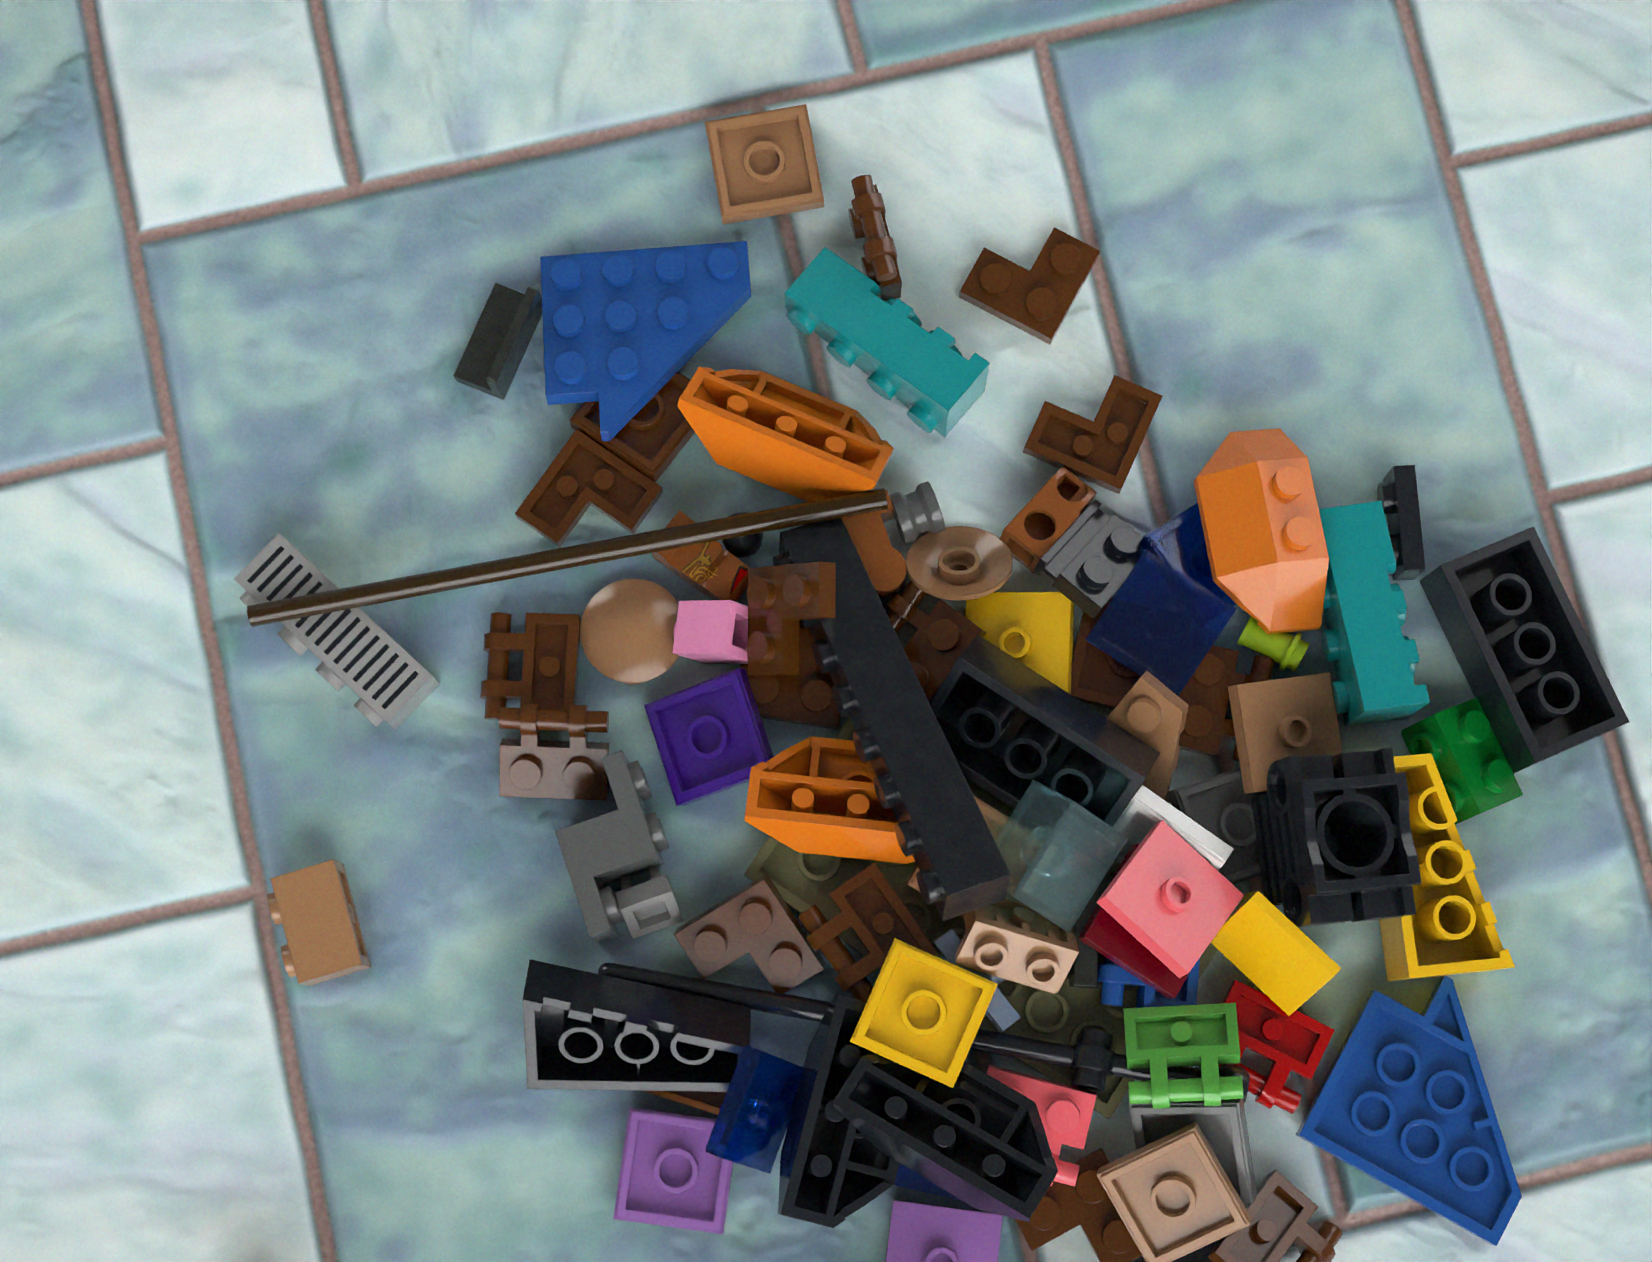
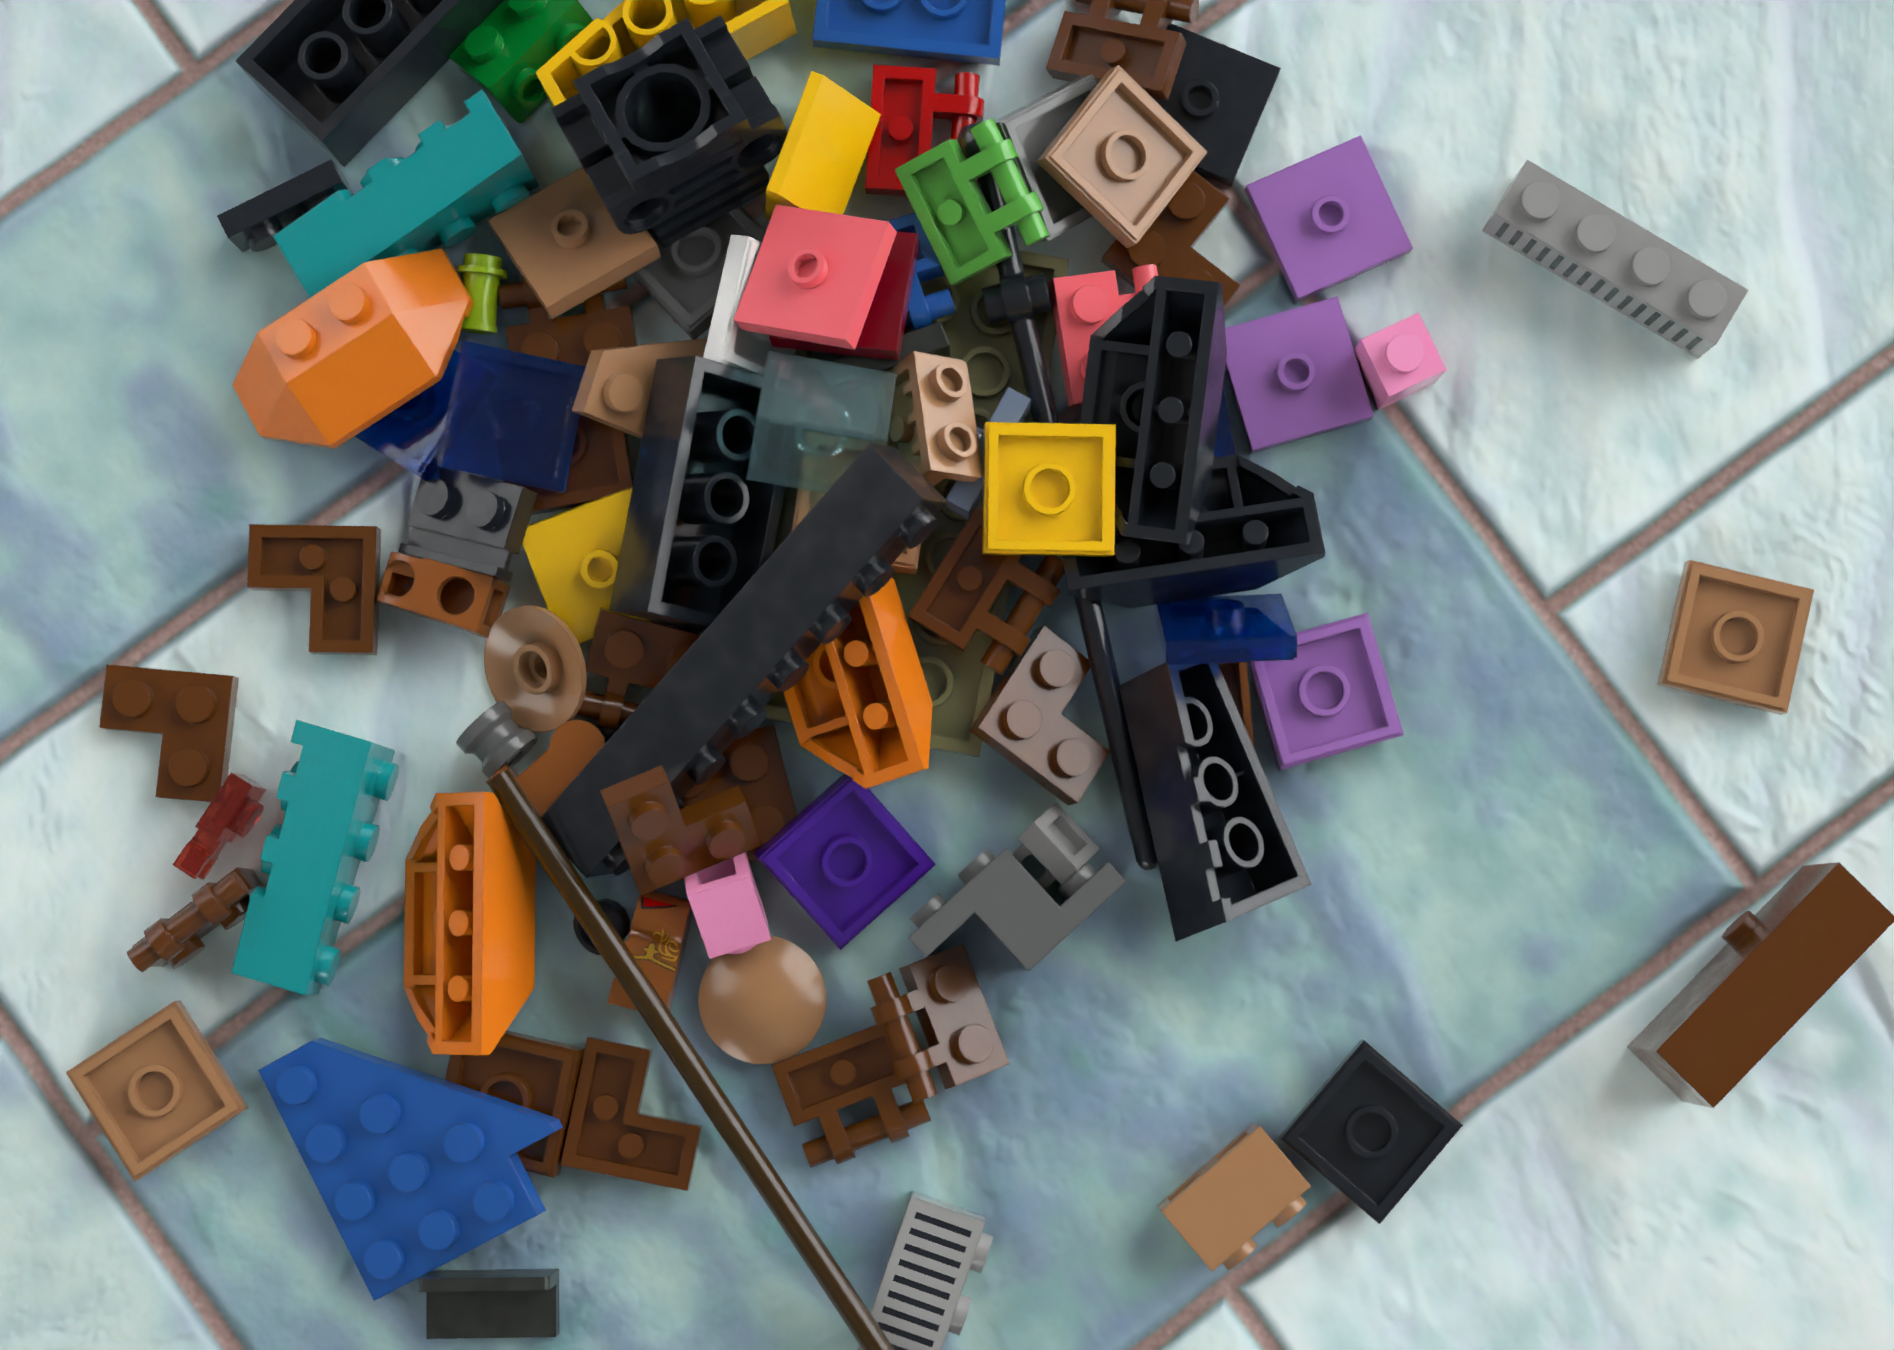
camera: 115 degrees left, 5 degrees up
(320, 1052) = (1370, 1131): none -> black plate
(946, 295) = (229, 814): none -> clear red plate

